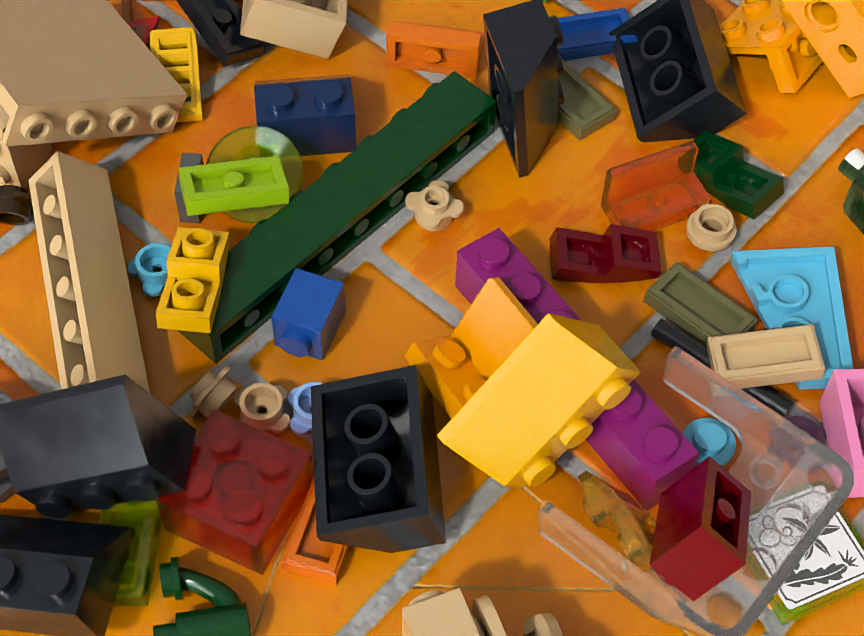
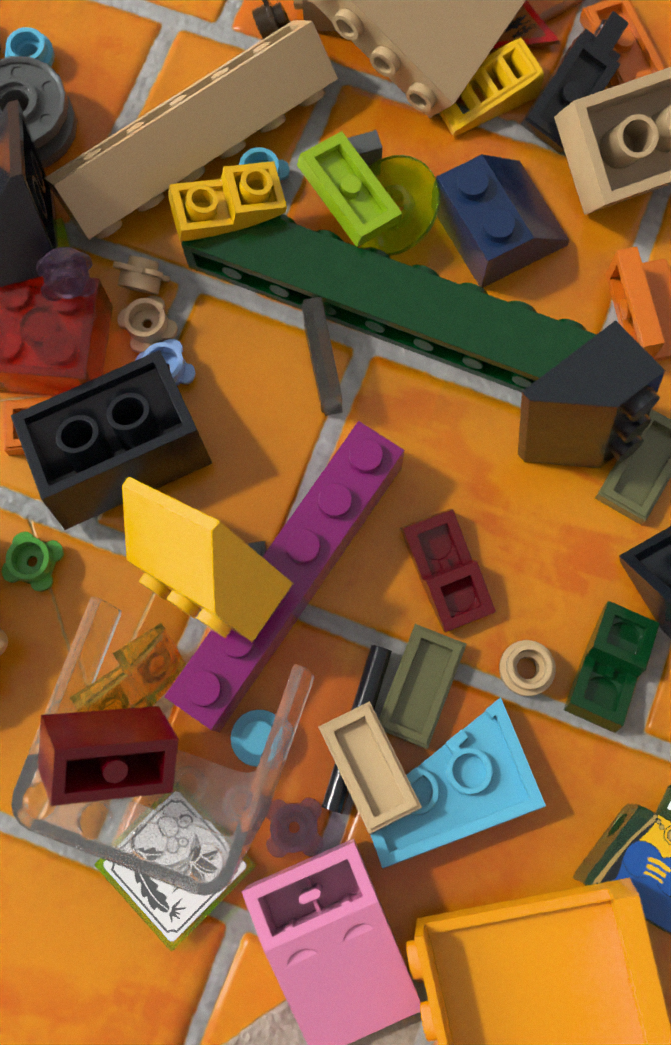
camera: 75 degrees right, 20 degrees up
(208, 418) = (65, 274): none -> plate
(308, 314) = (253, 319): blue brick -> none
(373, 273) = (322, 356): none -> clear smoke tile
(434, 216) = (433, 398): tan plate -> none
(466, 571) = (22, 549): none -> bright green plate
(481, 342) = (251, 486): light orange bracket -> none
(654, 189) = (545, 597): clear orange panel -> none

